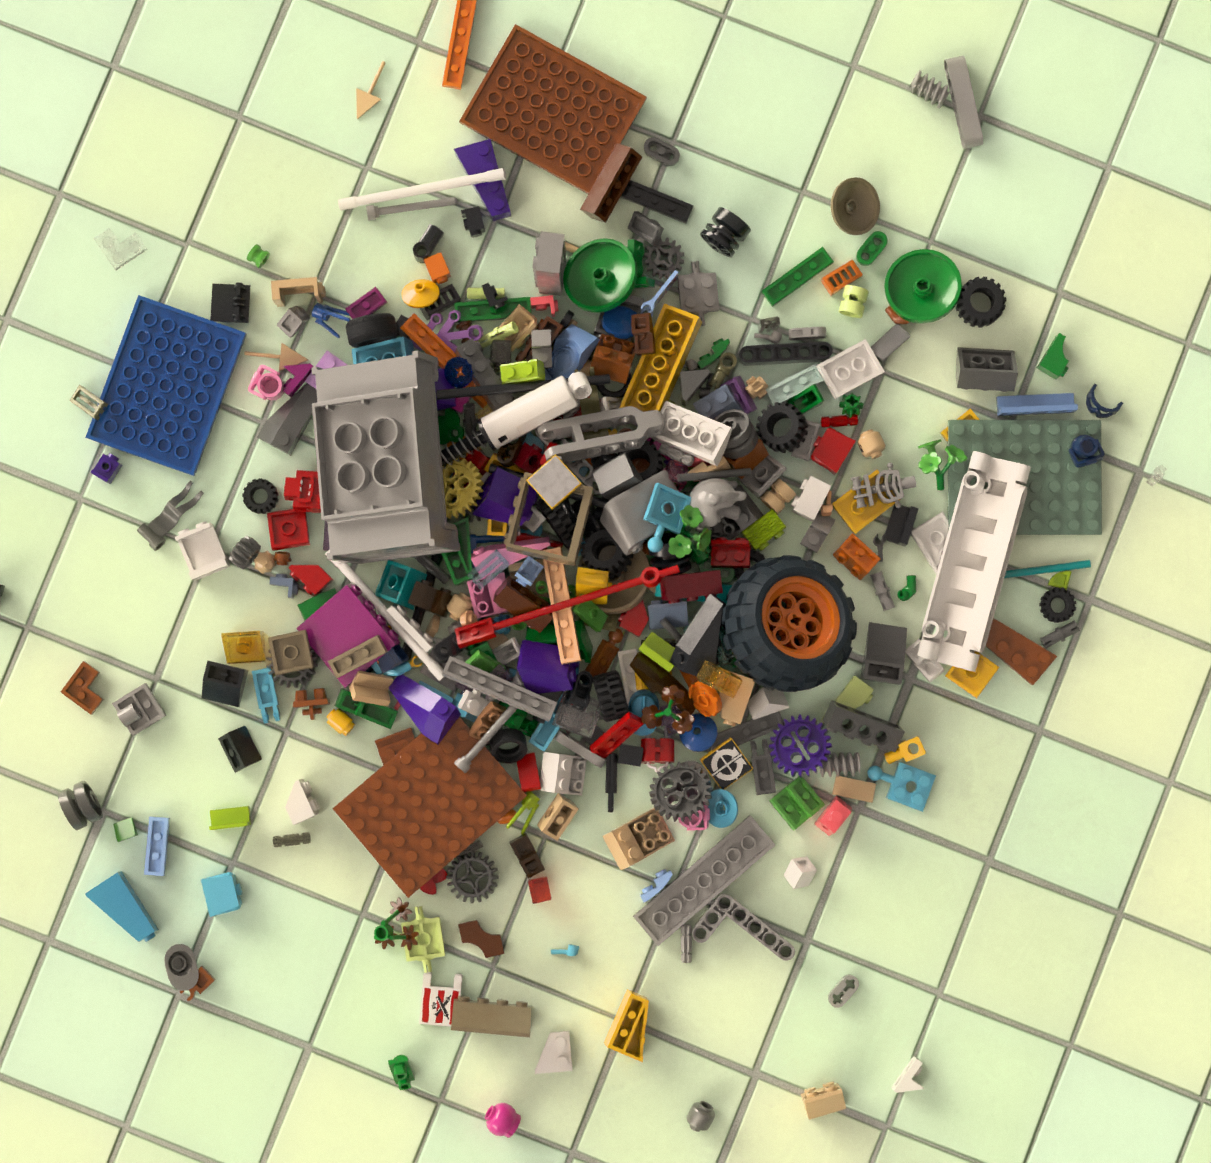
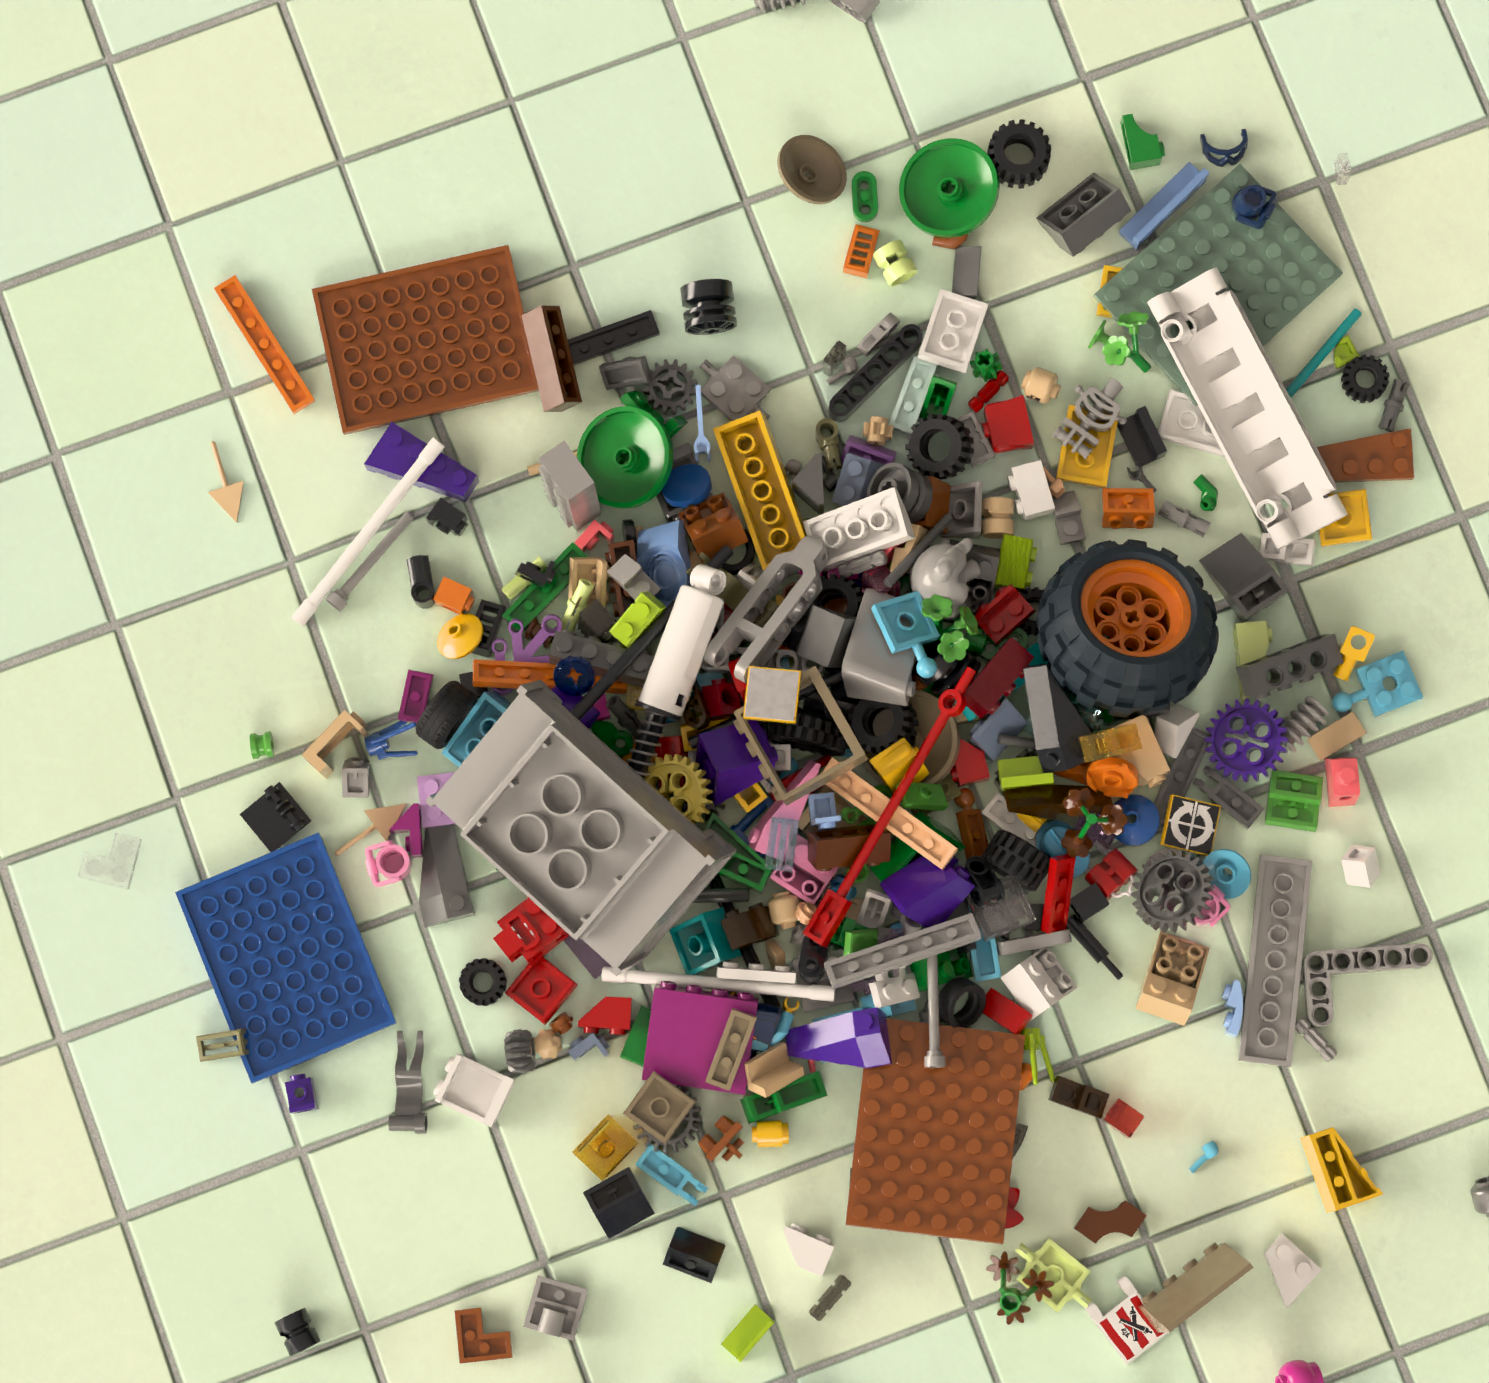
camera: 40 degrees left, 5 degrees down
(394, 743) = (844, 1108): dark orange plate -> none
(477, 893) = (1064, 1178): dark grey gear -> none
(486, 719) = (916, 996): medium nougat slope -> none
(557, 817) = (1074, 1029): tan brick -> none
(643, 334) = (721, 476): reddish brown slope -> none
(662, 151) = (570, 282): dark grey plate -> none
(717, 350) = (805, 430): green slope -> none
(797, 276) = (817, 288): green tile -> none

